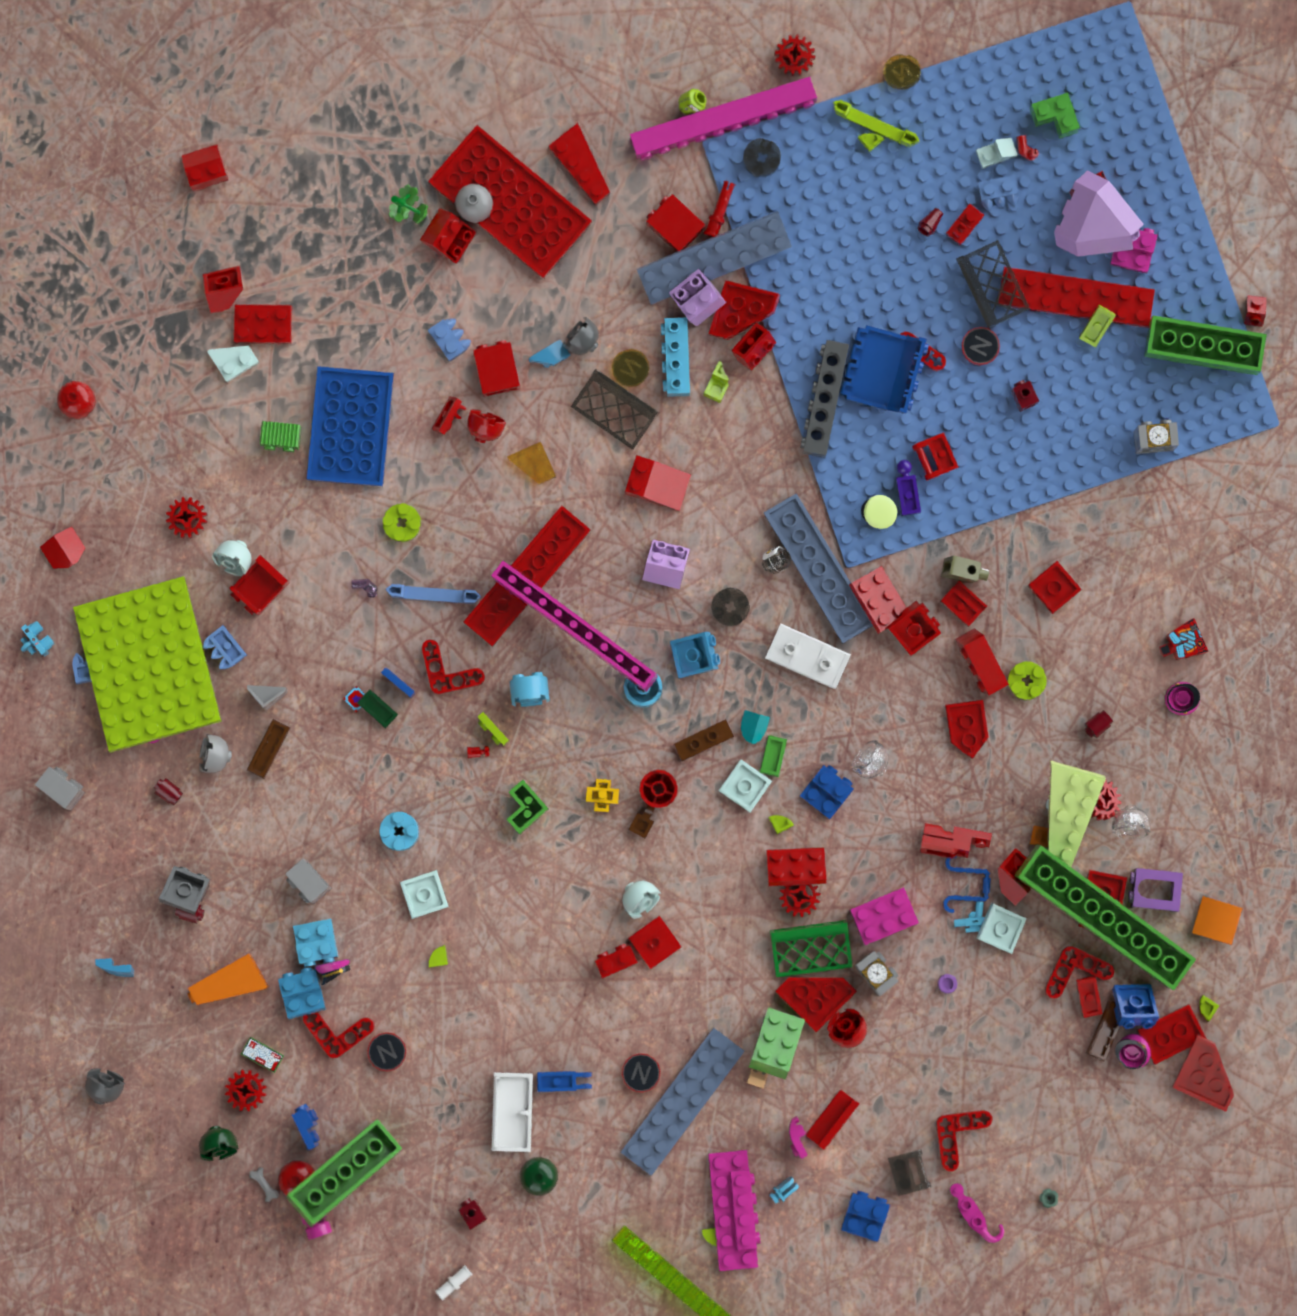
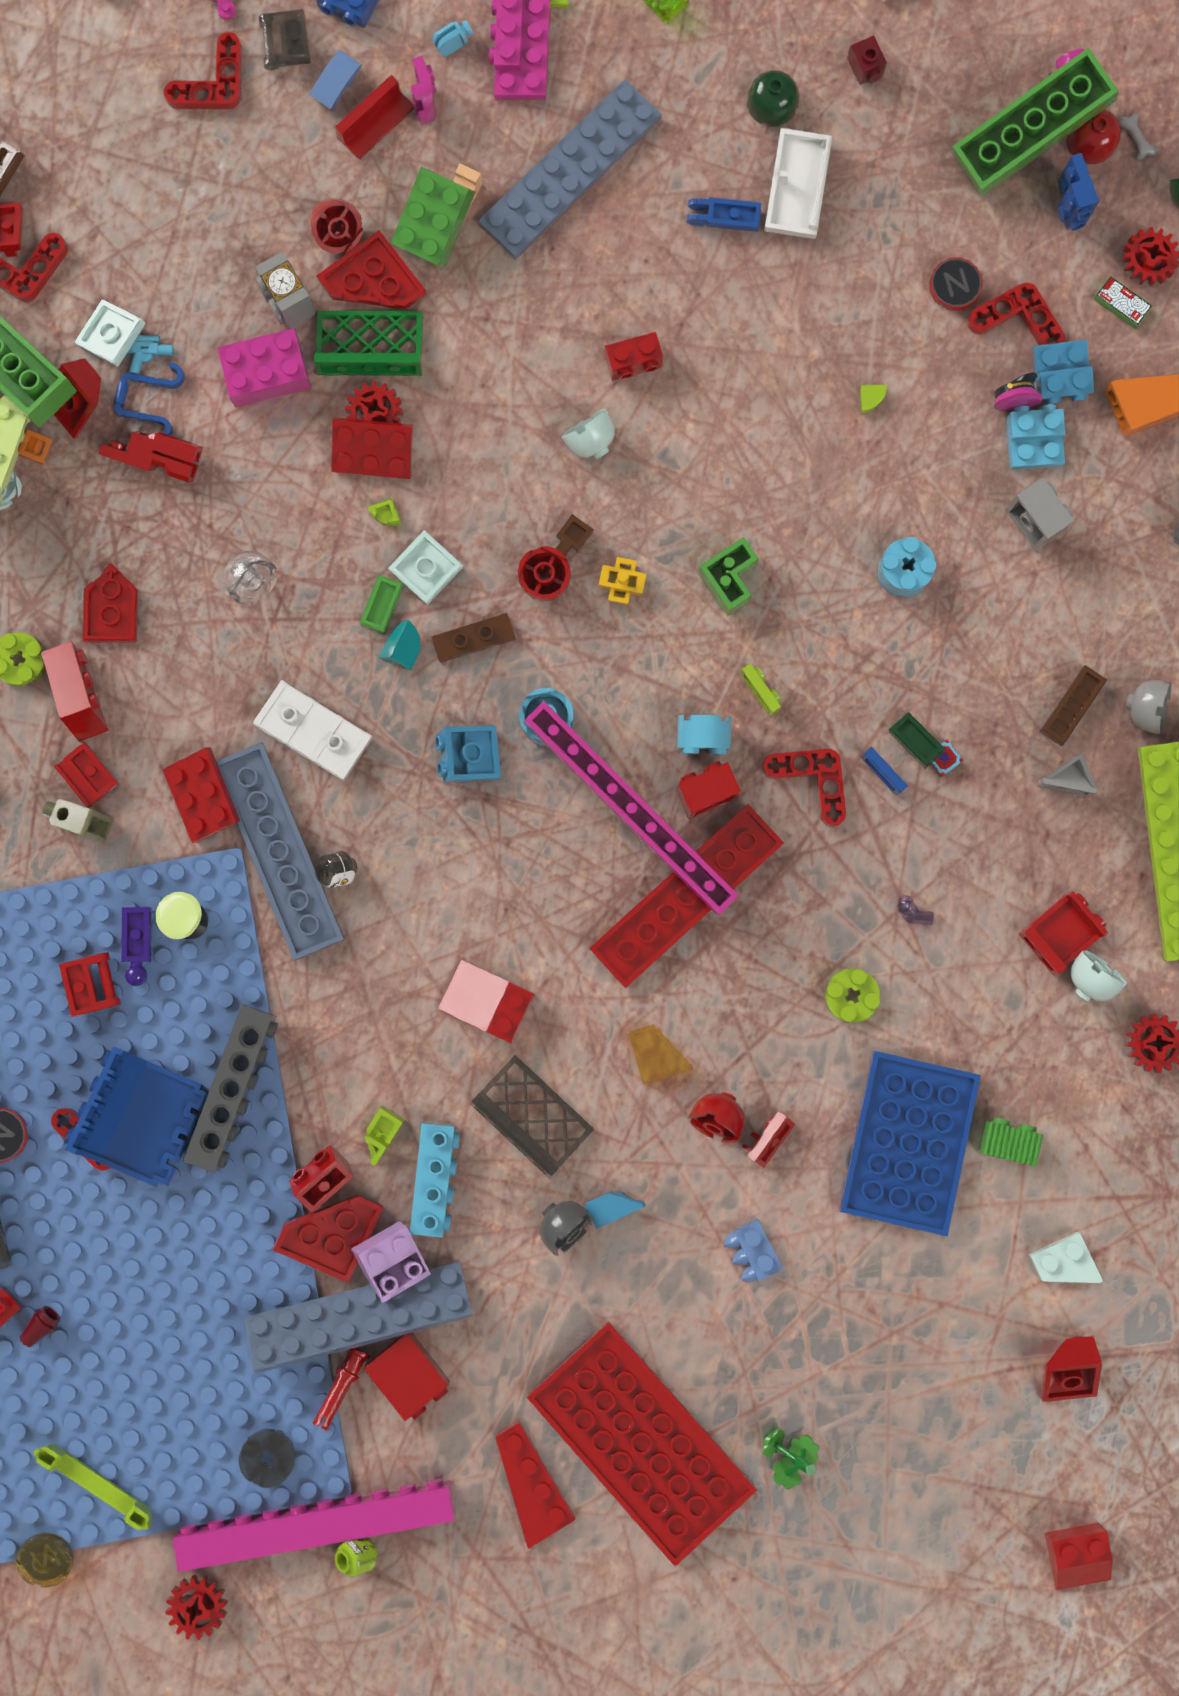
camera: 175 degrees left, 0 degrees up
(225, 646) = (1118, 853): medium blue plate -> none
(263, 324) = (1018, 1310): red plate -> none
(424, 894) = (881, 481): light aqua plate -> none
(433, 594) = (820, 889): medium blue piece -> none
(448, 235) = (737, 1404): red slope -> none
(473, 203) = (694, 1447): light grey cylinder -> none
(474, 752) = (787, 663): red piece -> none
(496, 368) = (692, 1198): red brick -> none
(522, 650) = (707, 789): none -> red brick
(630, 368) = (501, 1173): clear yellow tile -> none
(641, 1072) = (620, 212): black tile -> none
(655, 942) = (578, 378): red plate -> none
(666, 564) = (490, 885): lavender slope -> none
(736, 616) = (395, 819): clear smoke plate -> none
(827, 791) = (315, 546): blue plate -> none
(866, 1145) = (335, 78): none -> medium blue slope
(870, 140) = (107, 1461): lime tile -> none
(915, 627) = (157, 748): red plate -> none
(947, 983) = (195, 273): medium lavender tile -> none

